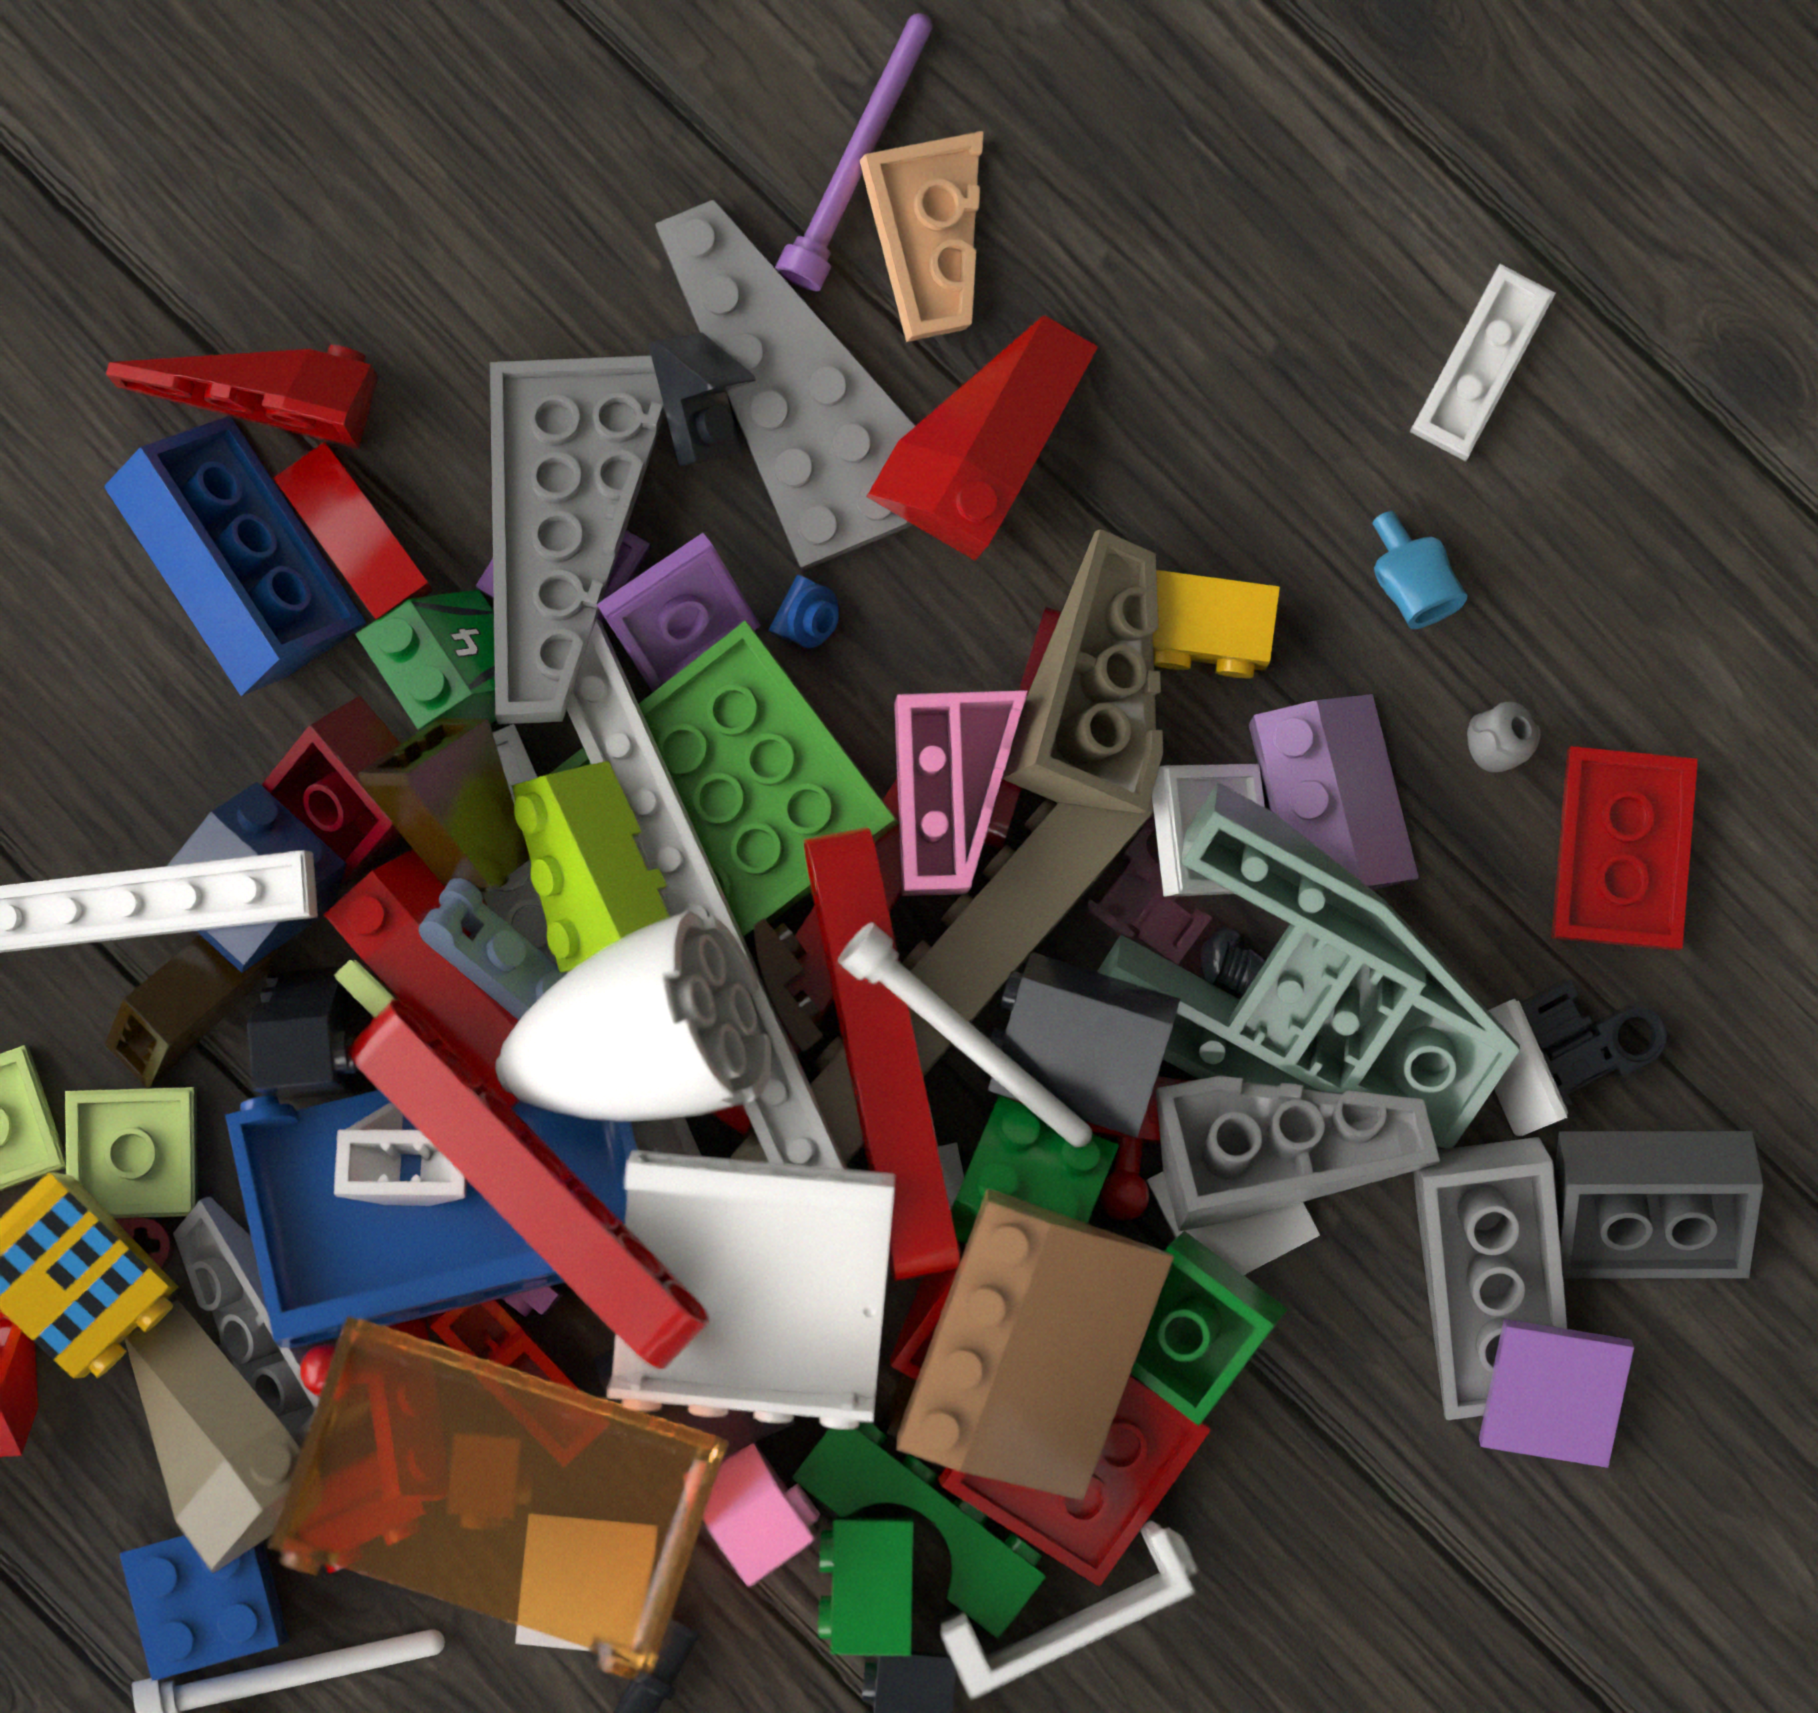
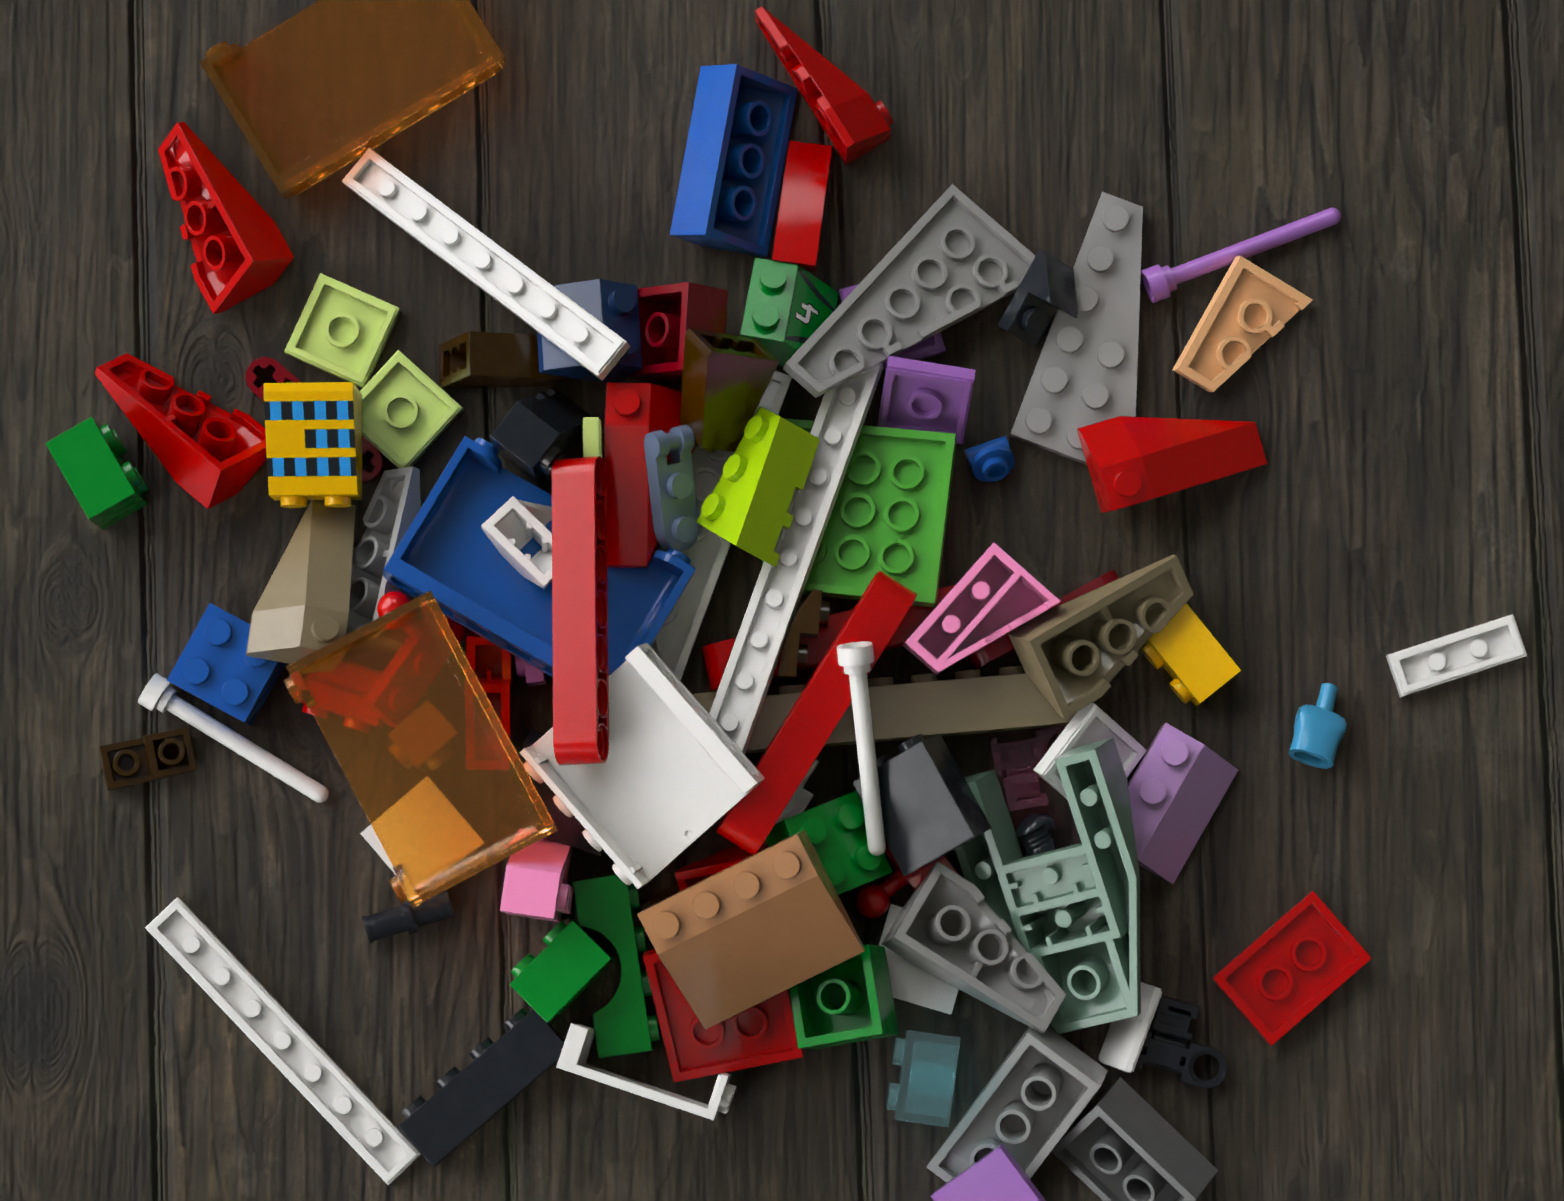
camera: 45 degrees right, 0 degrees up
(644, 1029) = (710, 589): white cylinder -> none
(1360, 1329) = (924, 1078): none -> clear light blue brick
(1502, 737) = (1283, 853): light grey piece -> none

